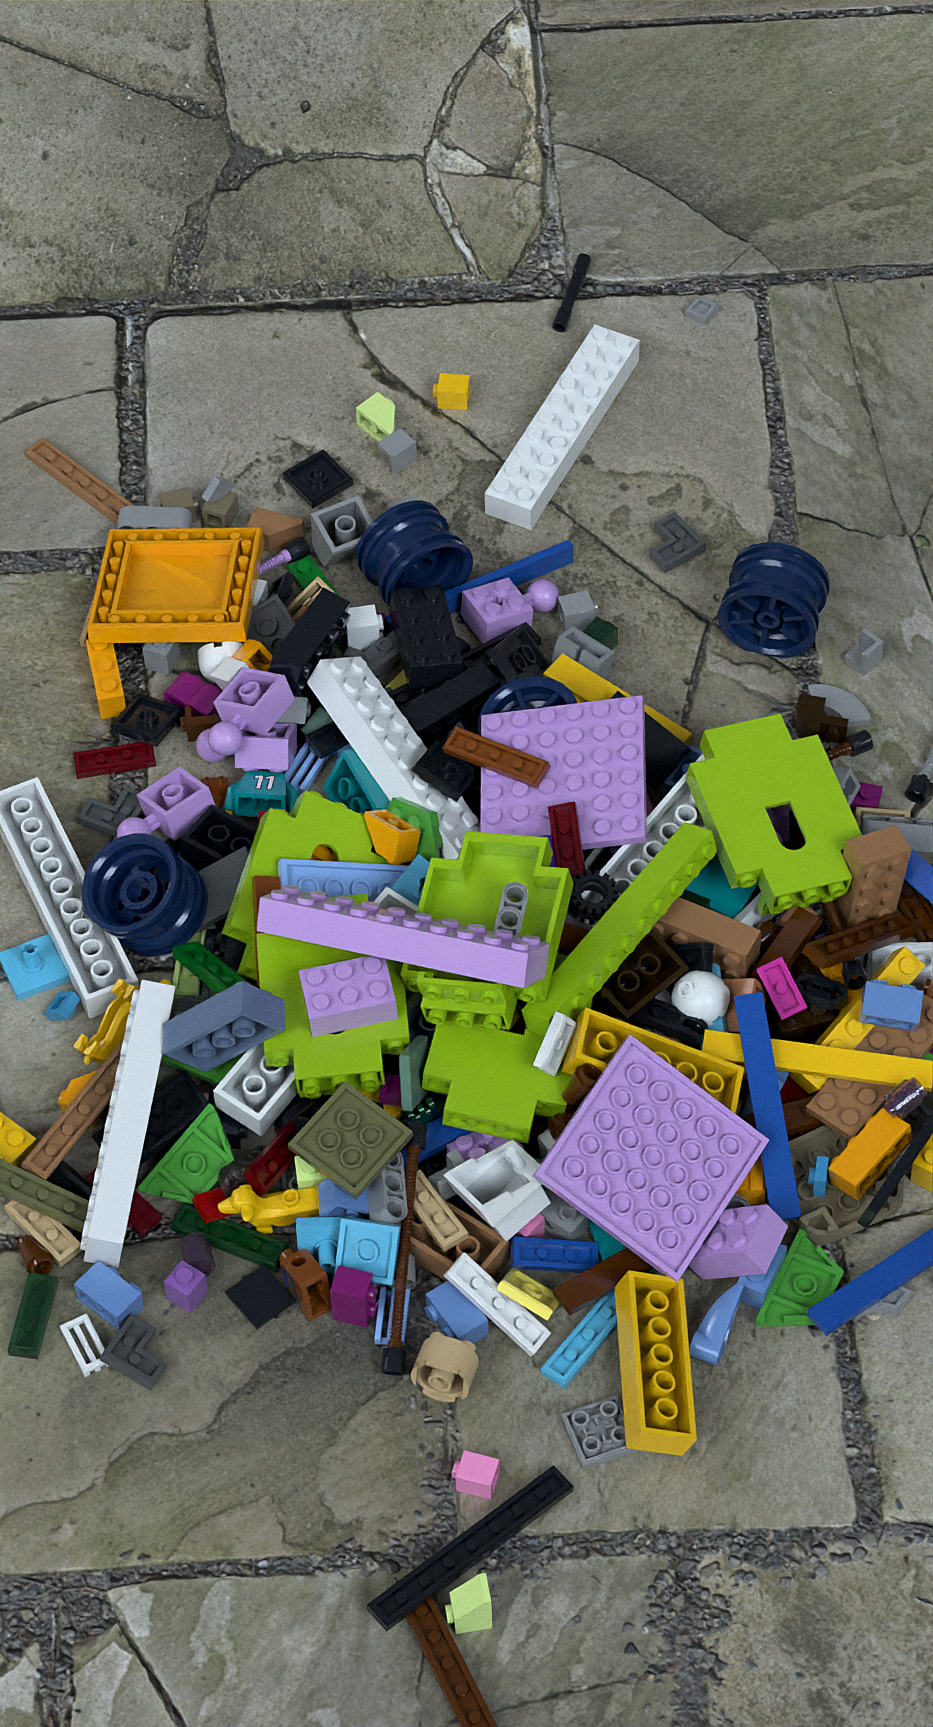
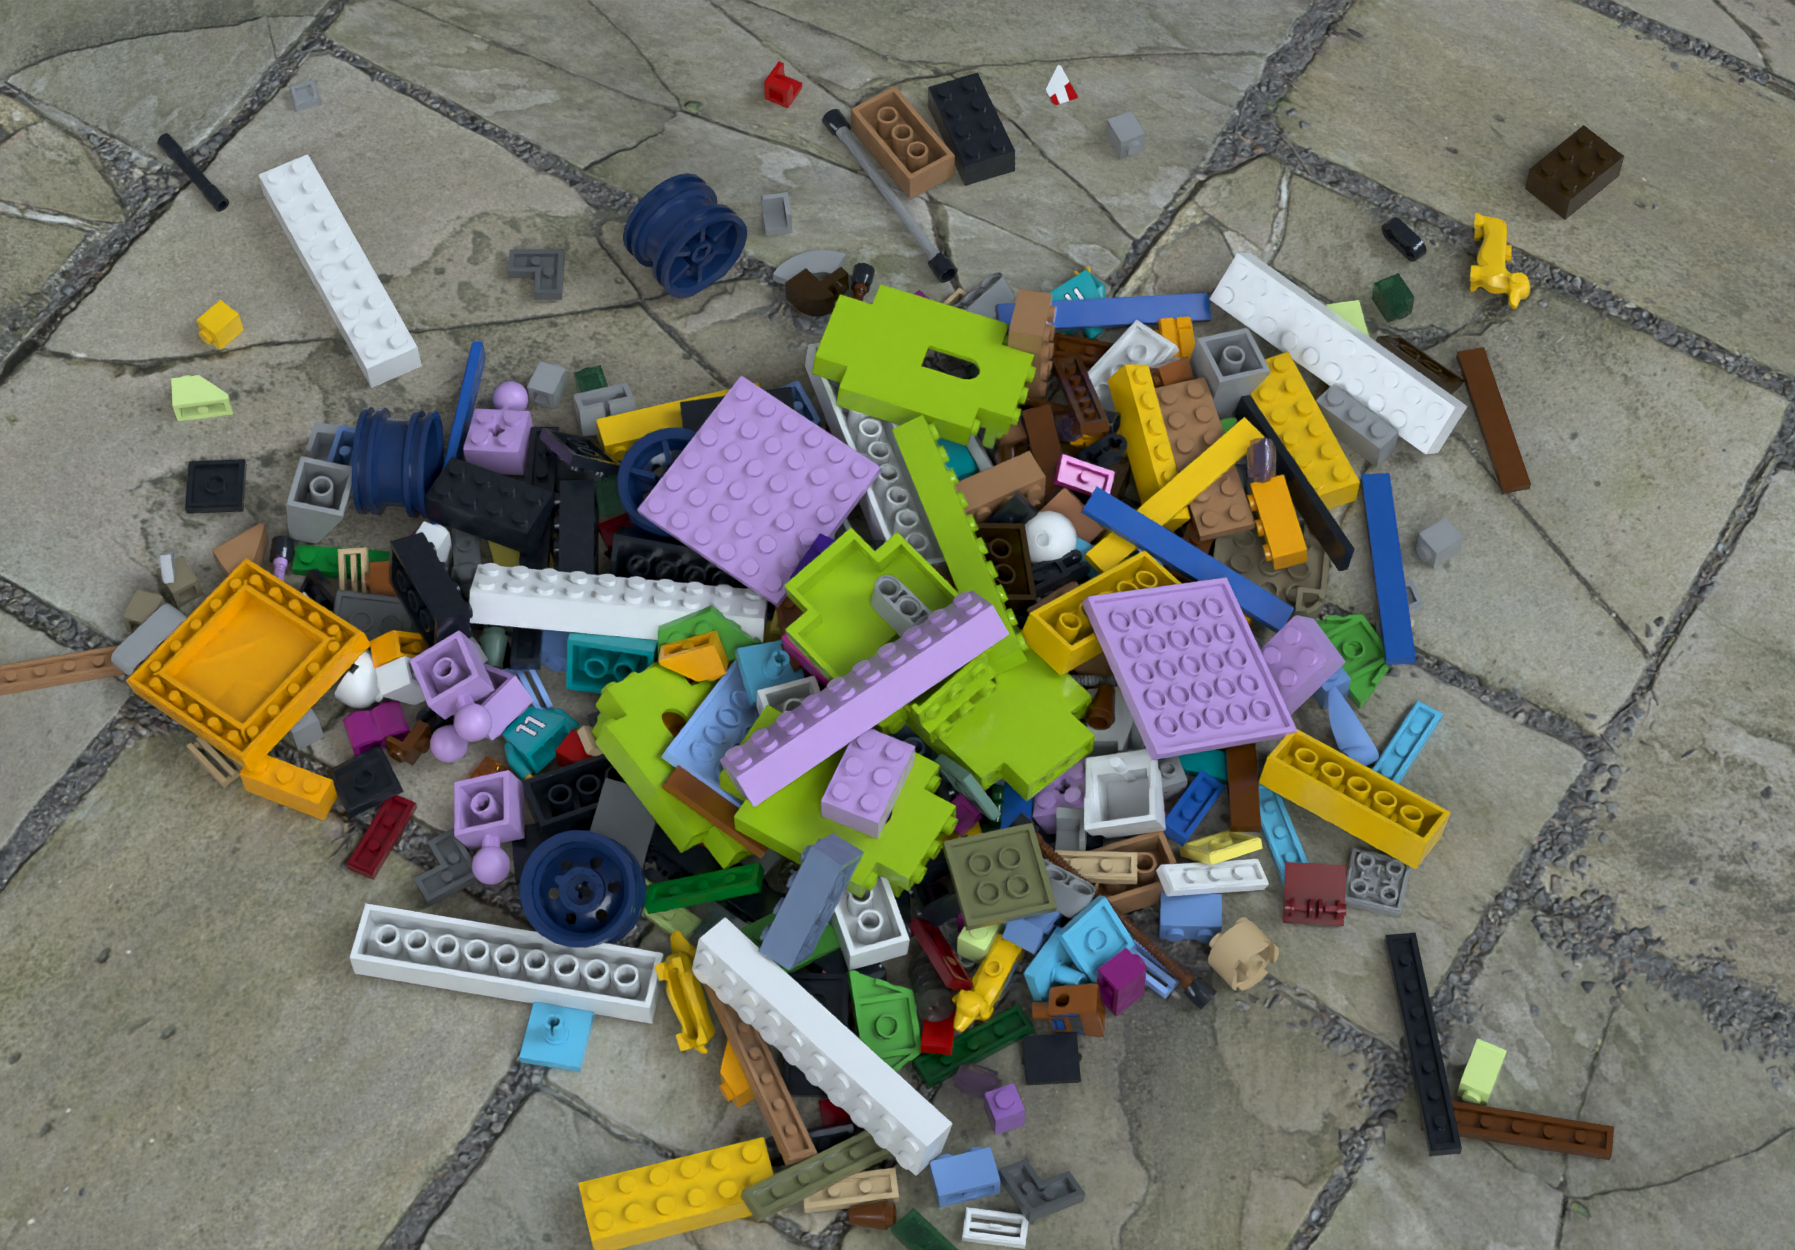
camera: 55 degrees left, 5 degrees up
(62, 1006) = (624, 1036): dark azure plate -> none
(399, 448) = (245, 402): light grey panel -> none
(445, 771) = (666, 573): black plate -> none
(476, 1474) = (1355, 996): bright pink brick -> none
(496, 757) = (697, 524): dark orange tile -> none
(547, 1390) = (1314, 894): none -> dark red hinge
(555, 1044) = (1040, 660): white tile -> none
(566, 837) = (825, 520): dark red tile -> none
(580, 1083) = (1091, 666): reddish brown cone -> none
(595, 883) = (913, 531): black tyre -> none
(745, 1379) = (1408, 742): none -> medium azure tile
(818, 1176) = (1269, 570): dark azure plate -> none
(891, 1005) = (1174, 410): medium blue brick -> none

